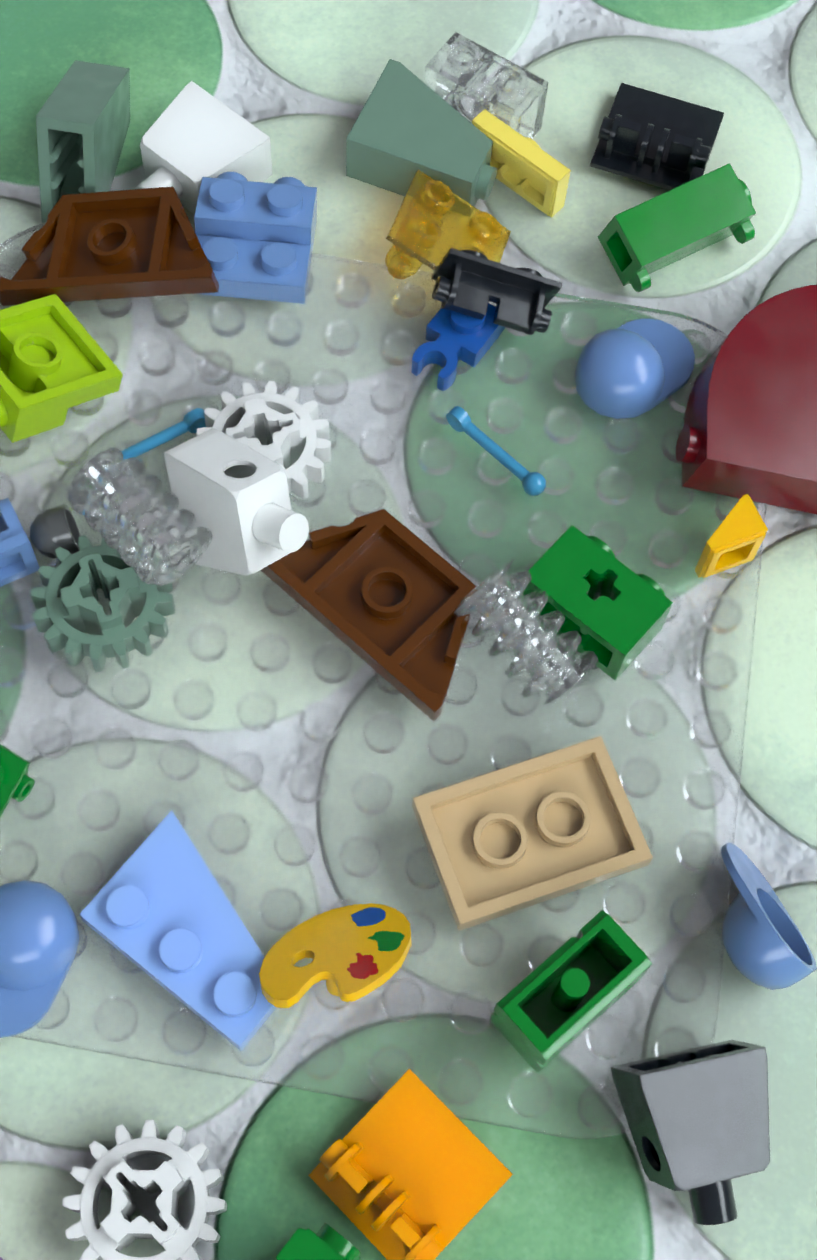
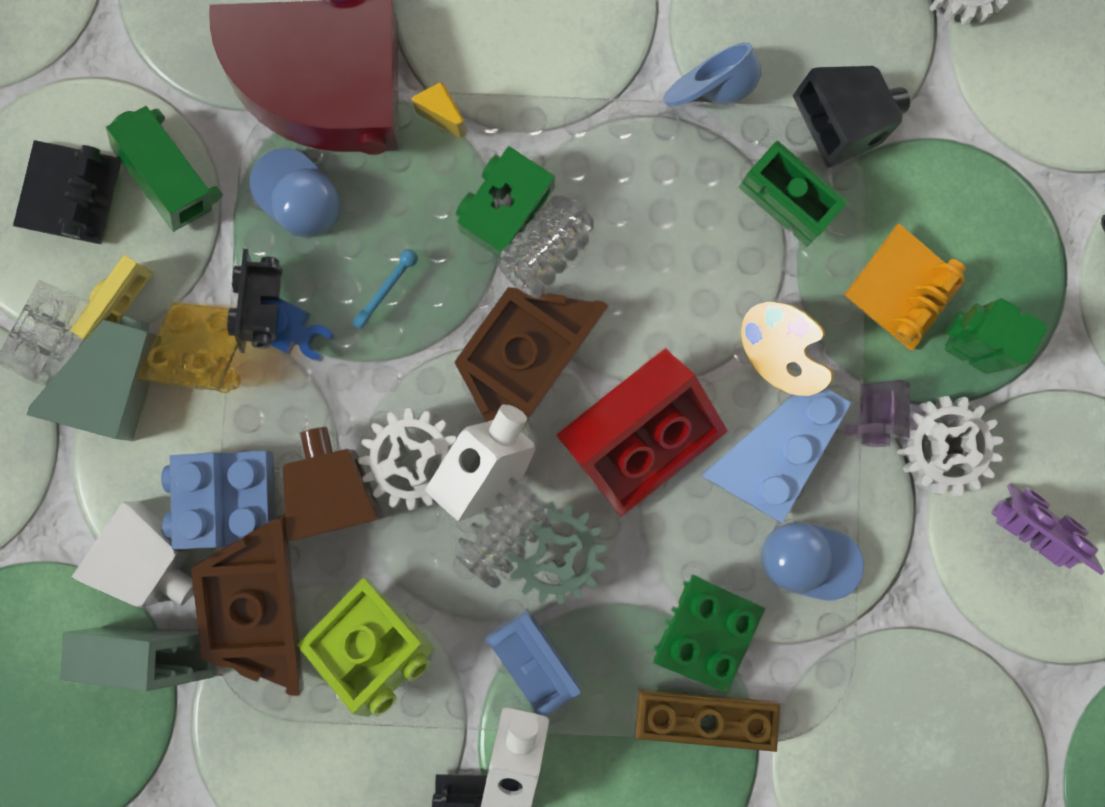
camera: 90 degrees left, 20 degrees up
(55, 529) = (504, 600): dark grey hinge -> none
(191, 421) = (437, 576): dark azure hinge -> none
(212, 1103) = (883, 413): none -> clear purple bracket
(242, 339) = (326, 489): none -> reddish brown torso
(246, 736) = (643, 431): none -> red slope
(530, 832) = (681, 232): tan plate -> none

